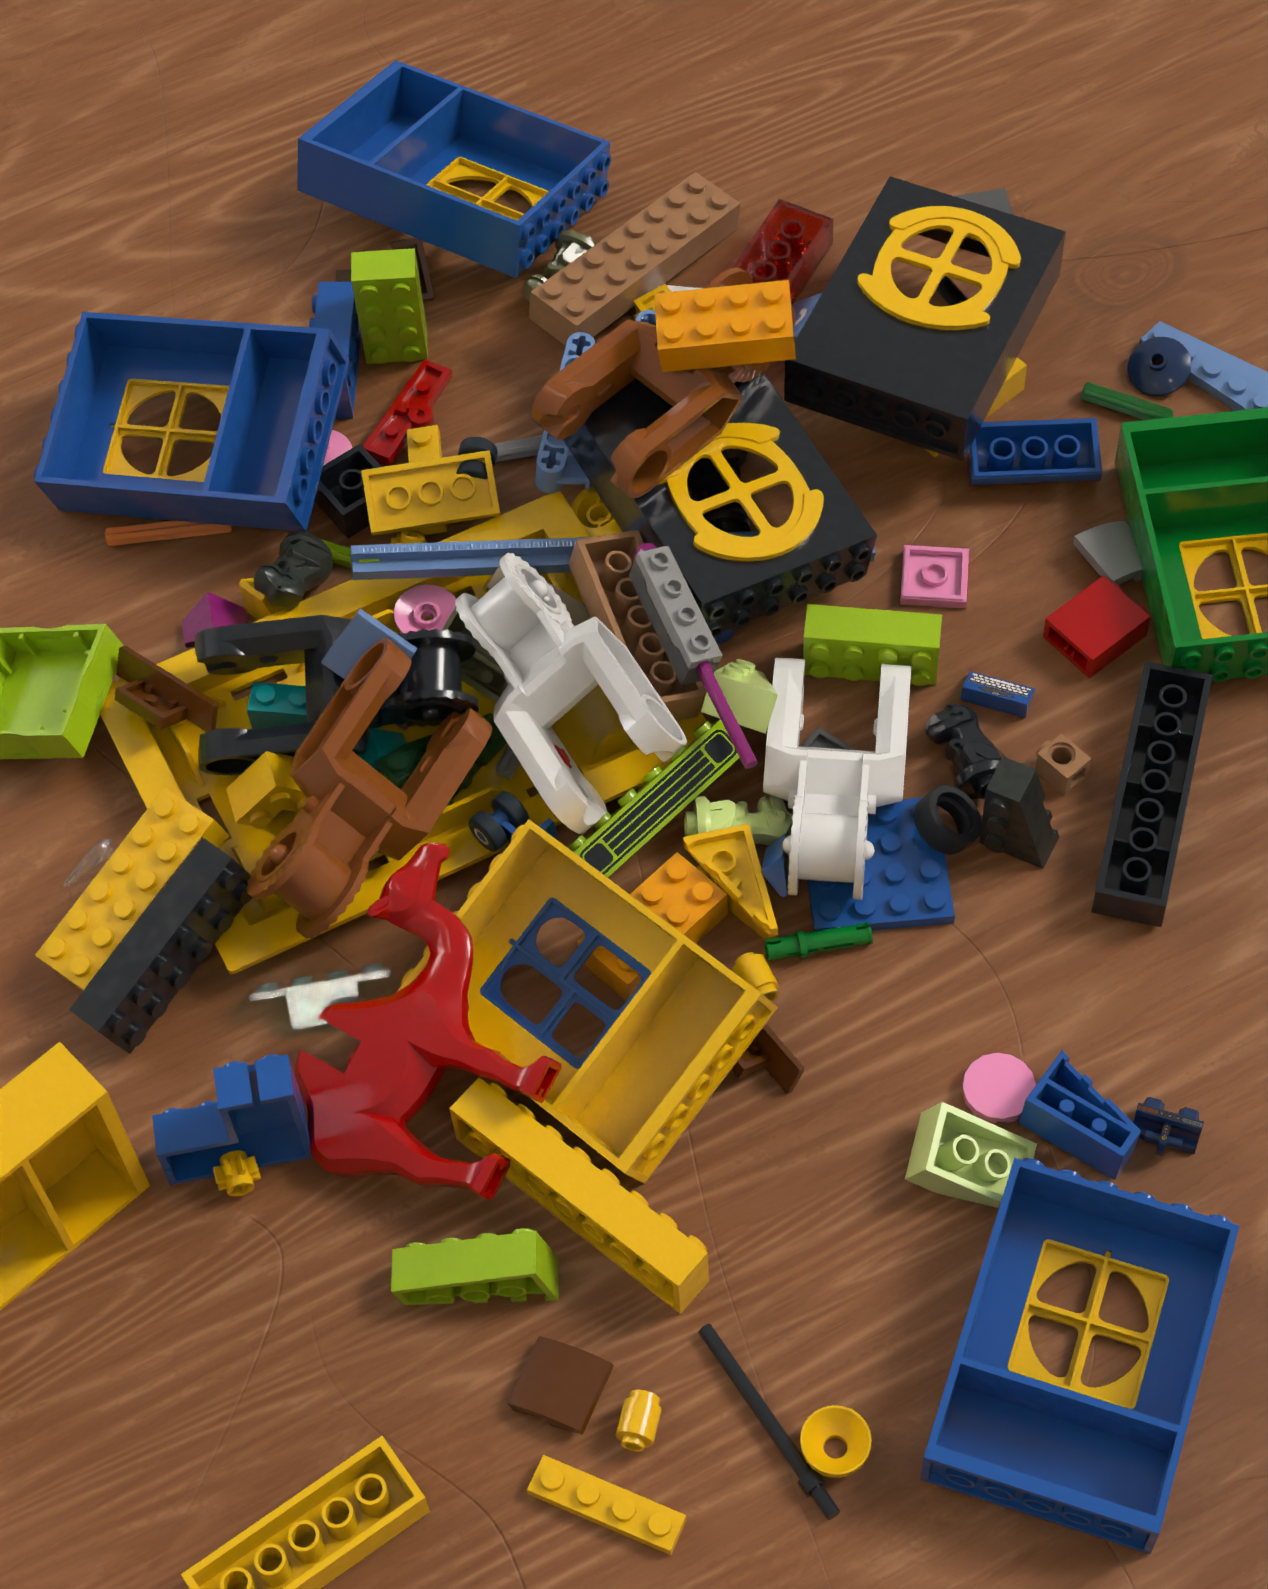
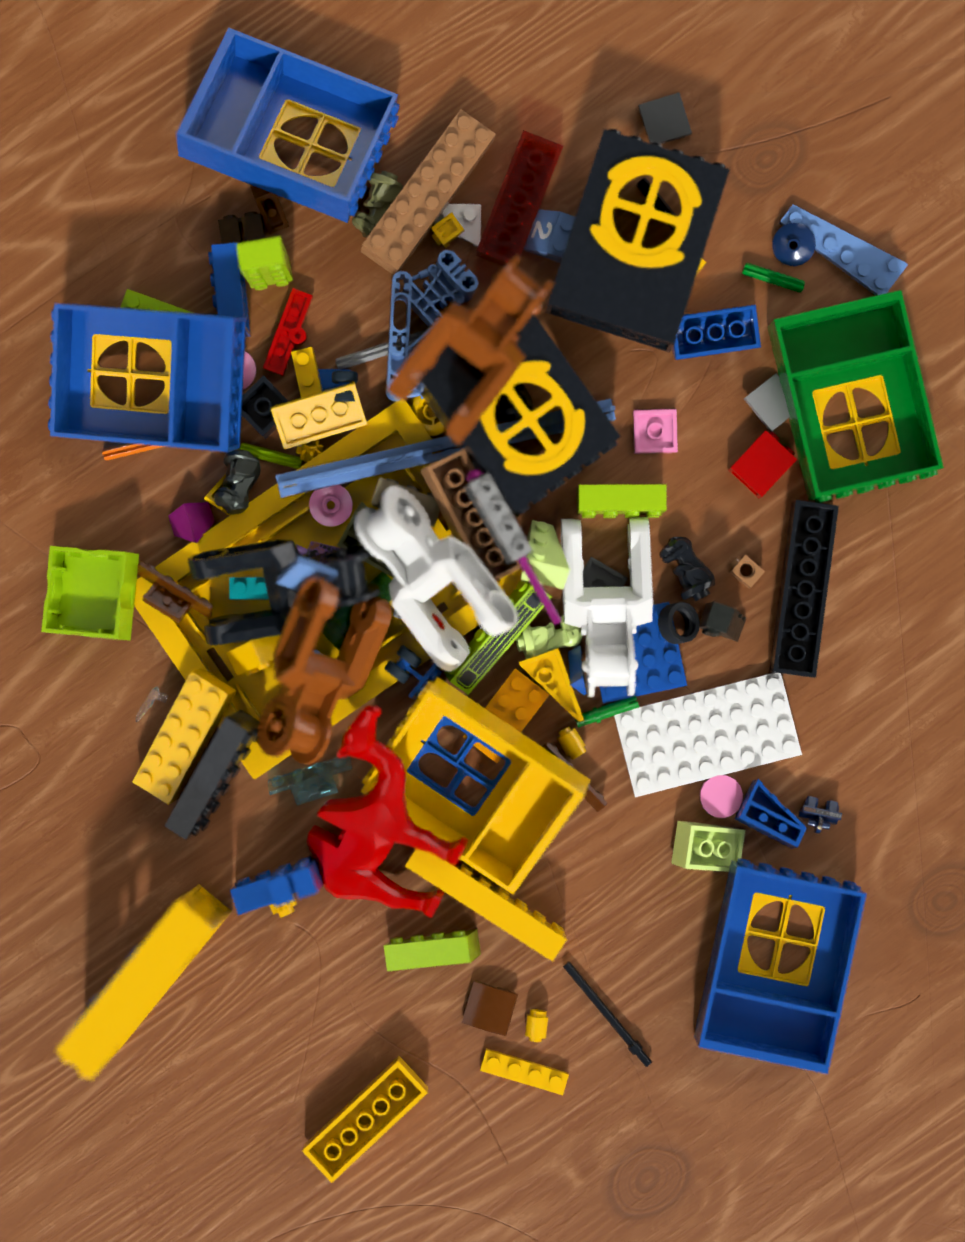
camera: 15 degrees left, 30 degrees up
(724, 326) = (511, 323): light orange brick -> none
(841, 1424) = (654, 1034): yellow piece -> none
(983, 993) = (707, 734): none -> white plate
(997, 694) = (702, 518): blue slope -> none

